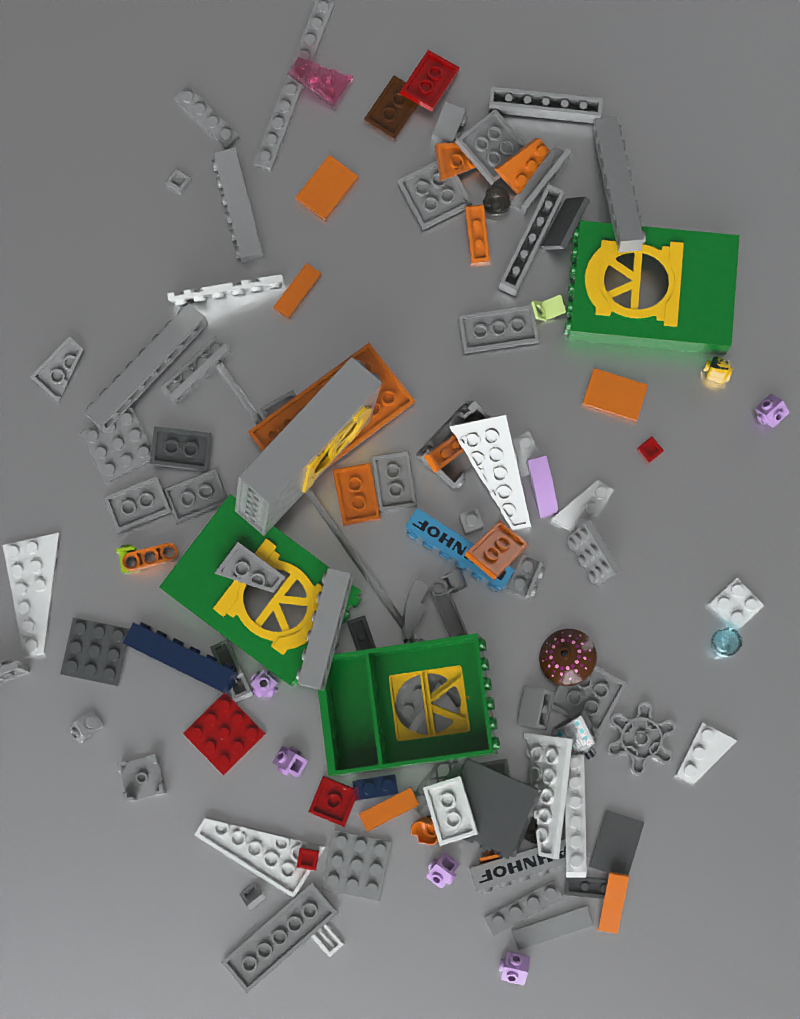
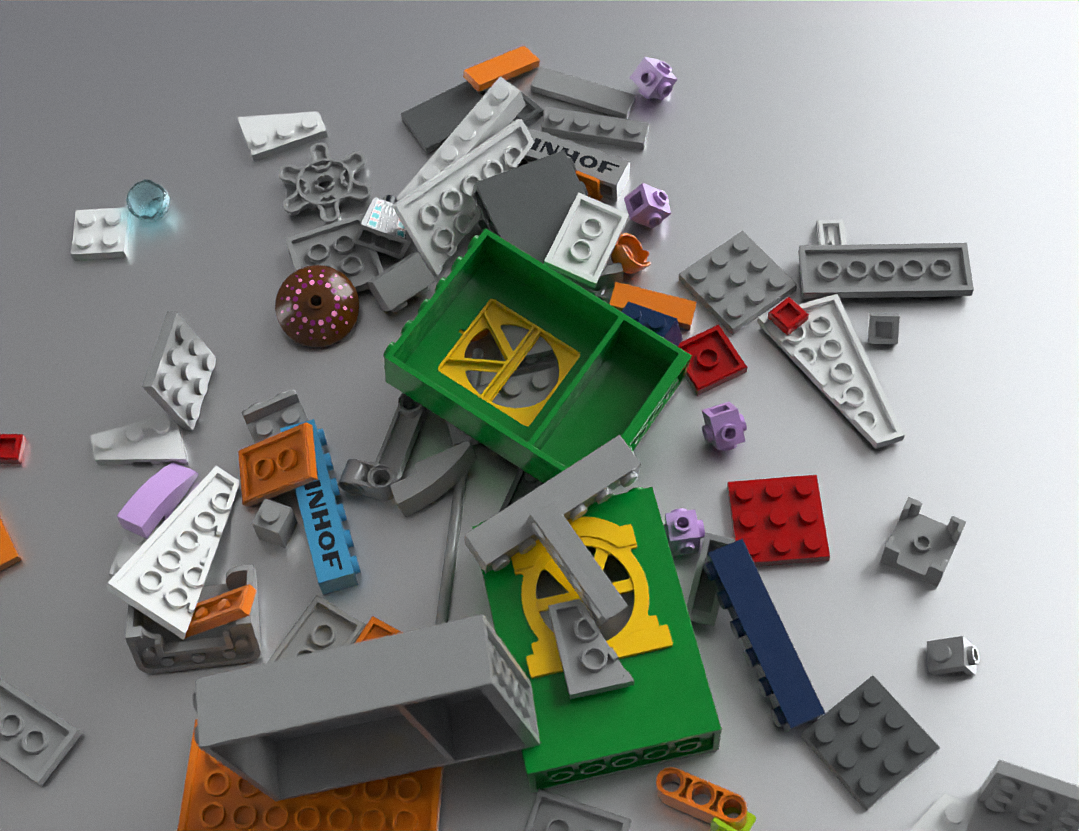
camera: 135 degrees left, 20 degrees down
(286, 605) = (576, 563): none -> light grey fence

